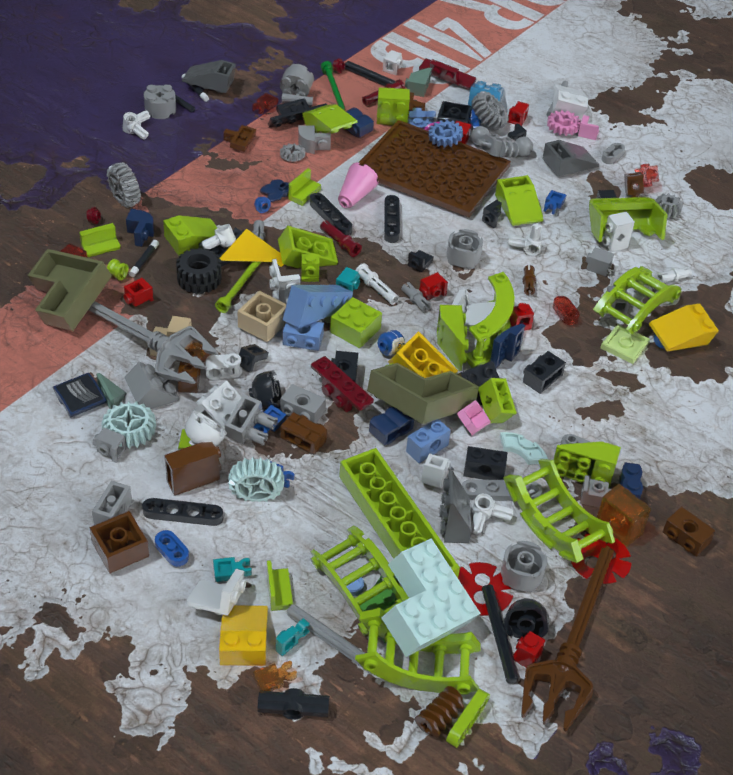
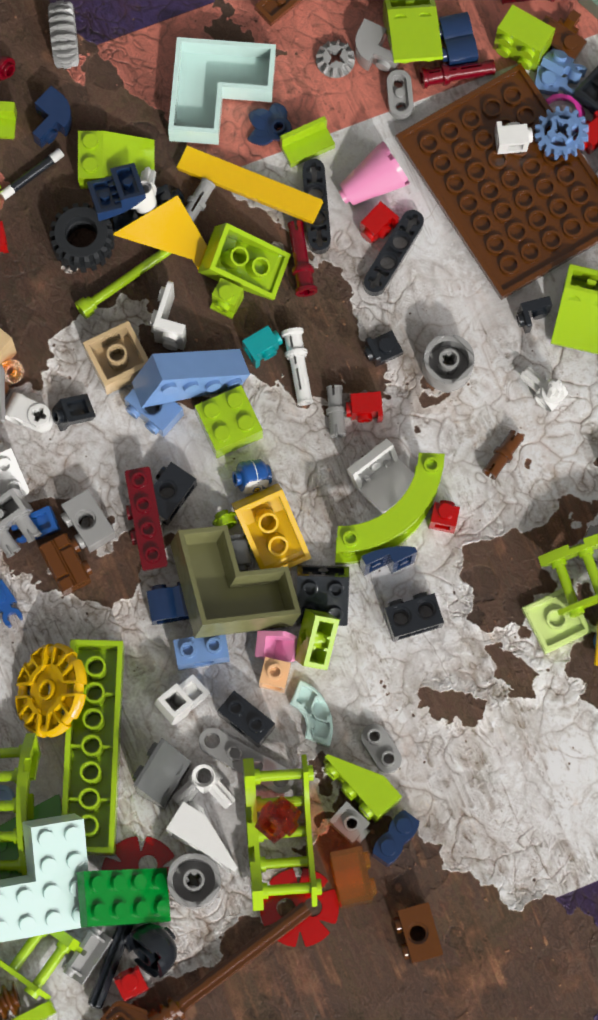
camera: 30 degrees right, 30 degrees up
(209, 234) = (116, 193): none -> dark blue slope
(229, 176) = (211, 72): none -> light aqua piece
(259, 203) = (233, 147): blue plate -> none
(266, 389) = (55, 481): black cylinder -> none
(285, 215) = (250, 184): none -> yellow tile
(341, 153) = (399, 96): none -> light grey plate
(354, 503) = (43, 710): none -> yellow plate
(360, 137) = (446, 74): none -> dark red pin
(373, 206) = (378, 223): none -> red brick
(420, 144) = (512, 137): none -> white brick
(452, 333) = (335, 495): lime slope -> none
(484, 433) = (274, 674): none -> light nougat brick
(486, 586) = (123, 897): none -> green plate
(486, 649) = (93, 948): none -> light grey hinge
(505, 528) = (196, 832): none -> white slope
(550, 507) = (278, 819): none -> clear red brick
(566, 310) = (515, 531): clear red plate -> none

